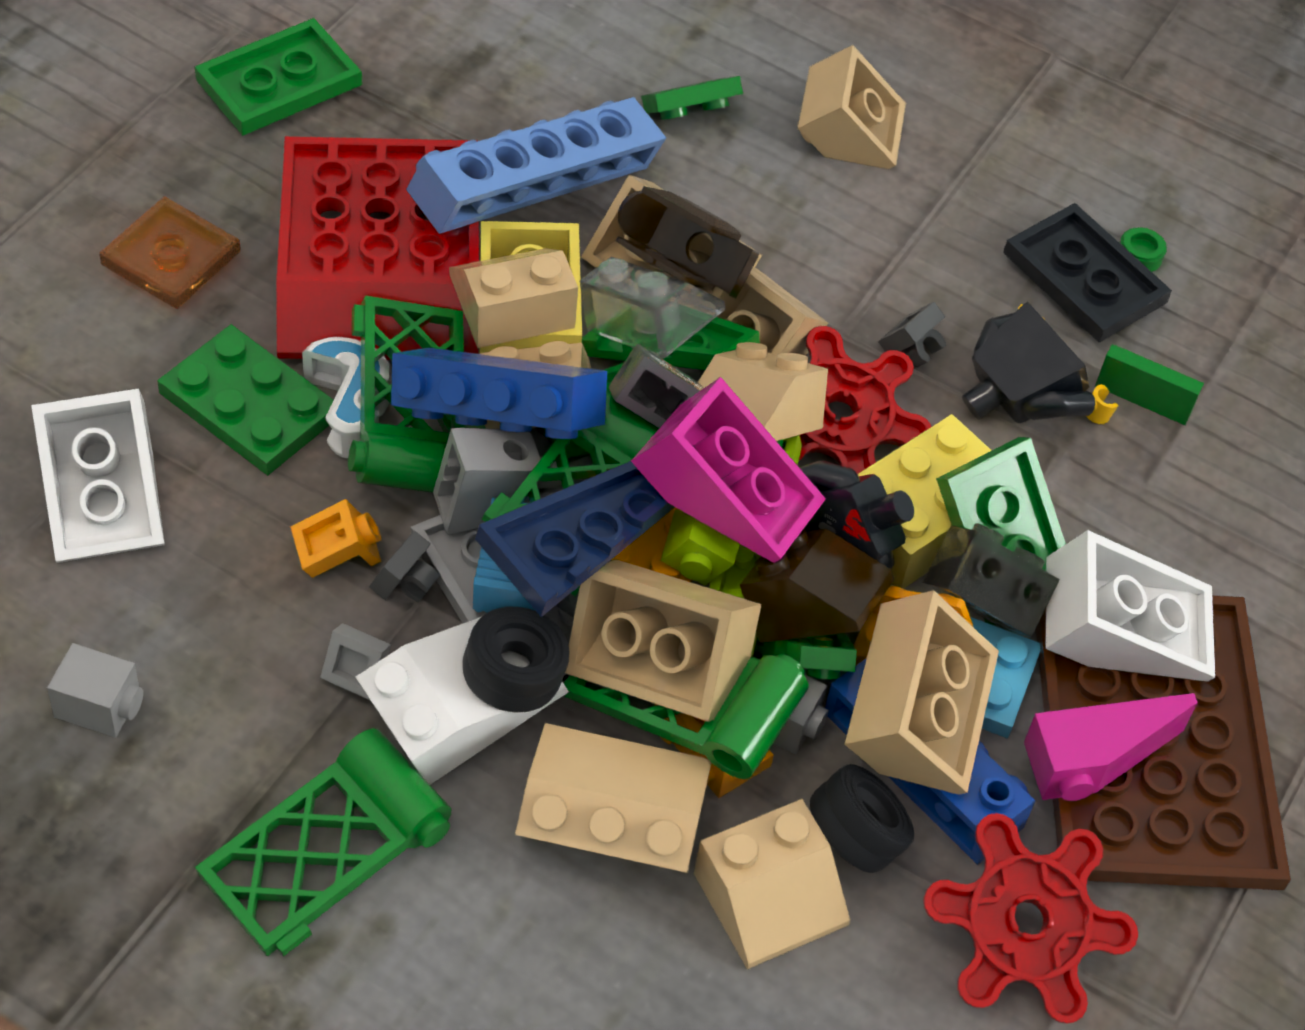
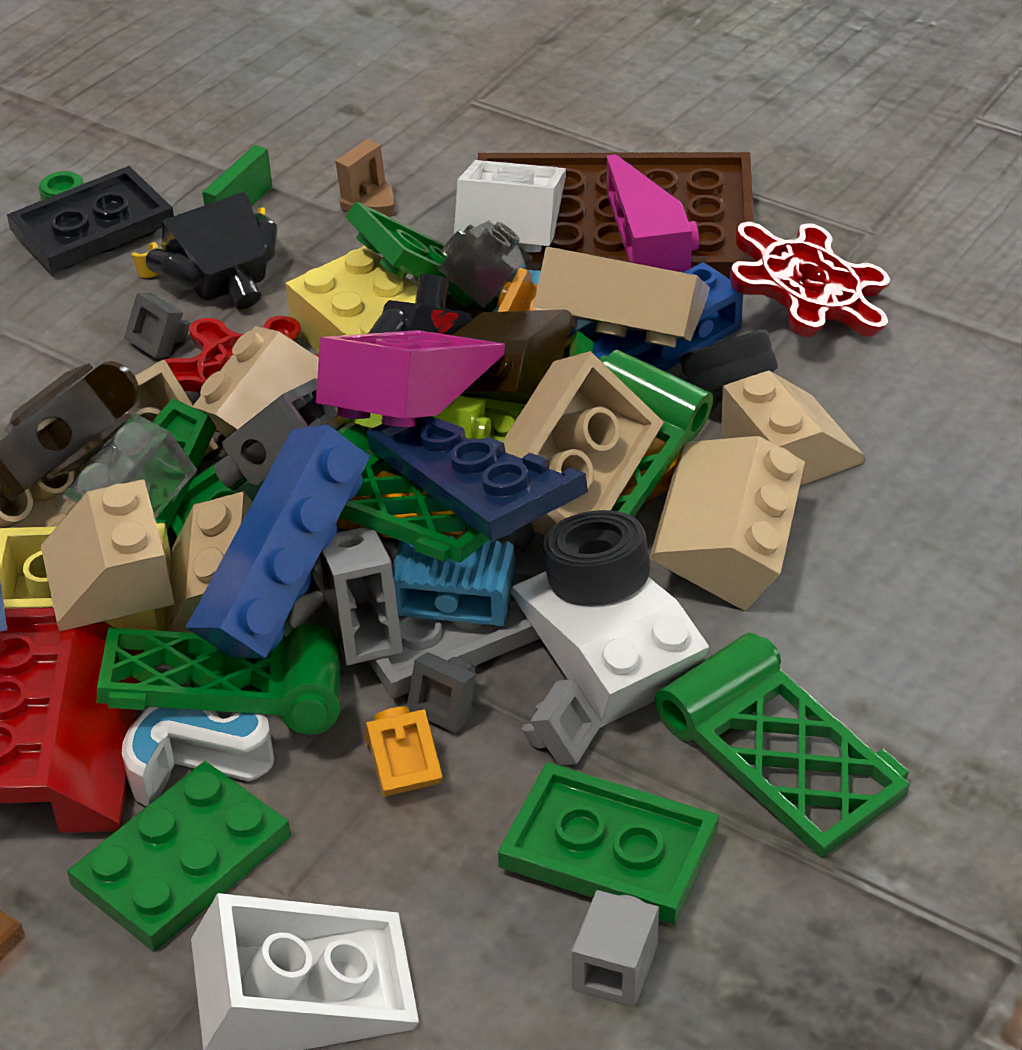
camera: 80 degrees left, 10 degrees down
(216, 694) = (609, 840): none -> green plate
(1175, 495) = (363, 179): none -> medium nougat tile

